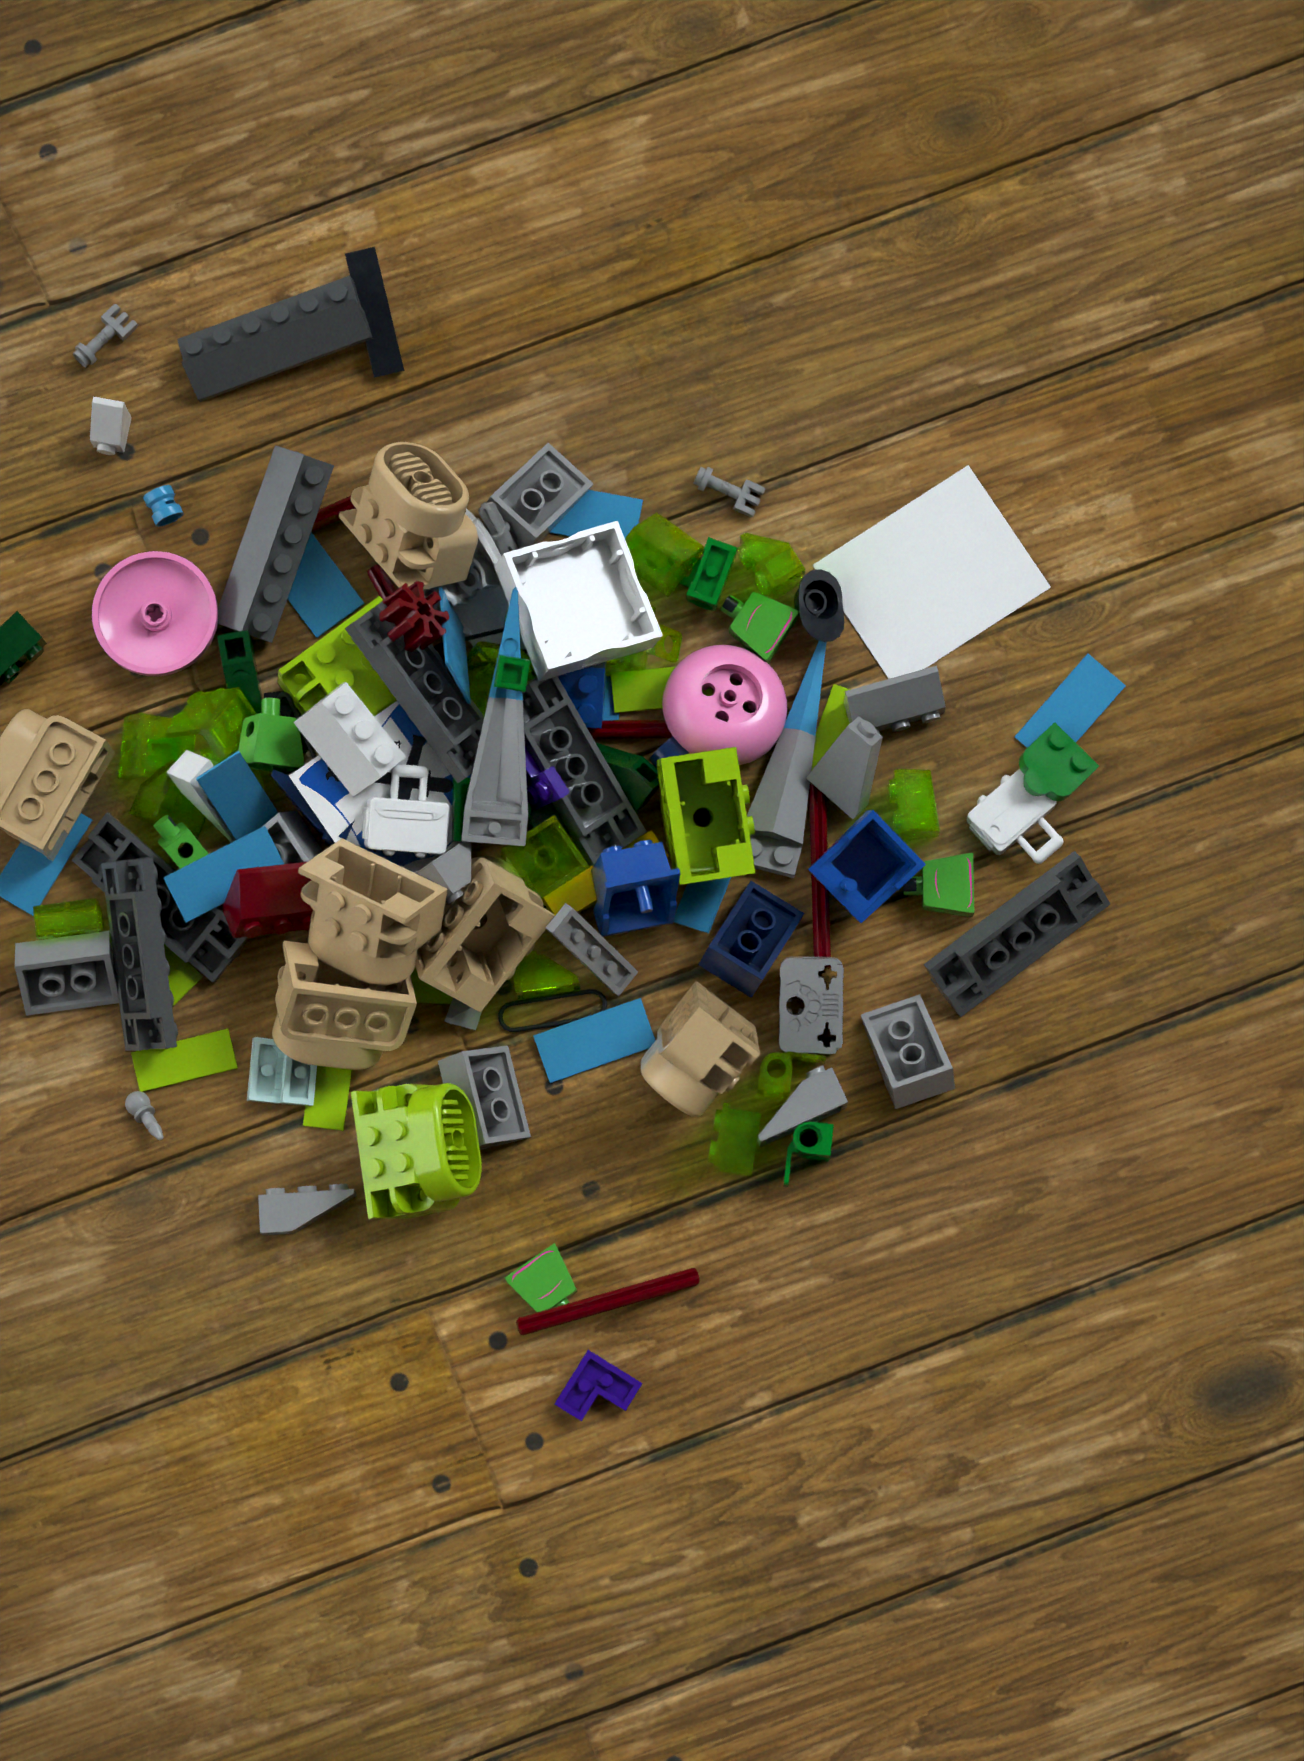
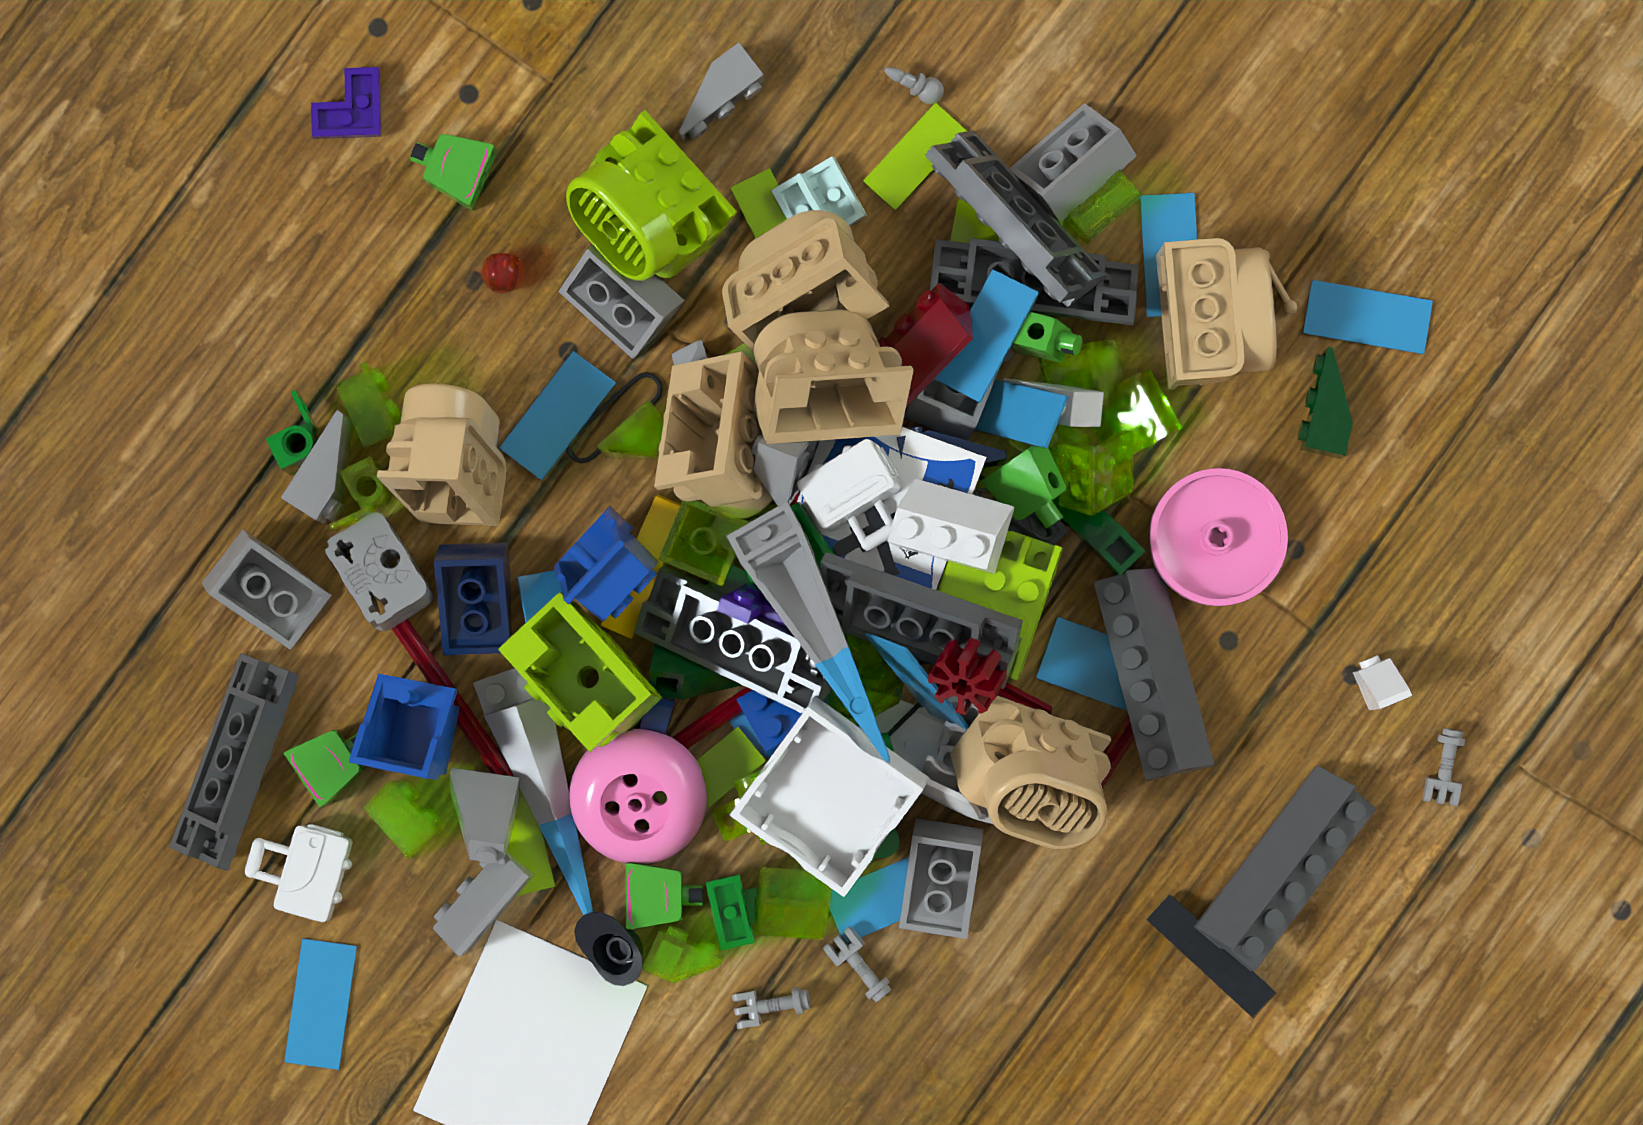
camera: 140 degrees right, 5 degrees up
(163, 505) = (1280, 644): dark azure wheel -> none
(497, 527) = (953, 821): light grey axle -> none
(512, 673) = (839, 681): green tile -> none
(564, 1176) = (502, 272): none -> clear red piece
(591, 949) = (607, 485): light grey plate -> none
(607, 1301) = (388, 186): dark red axle -> none
(639, 449) = (849, 952): none -> light grey hinge
(1055, 765) = (298, 940): green plate -> none

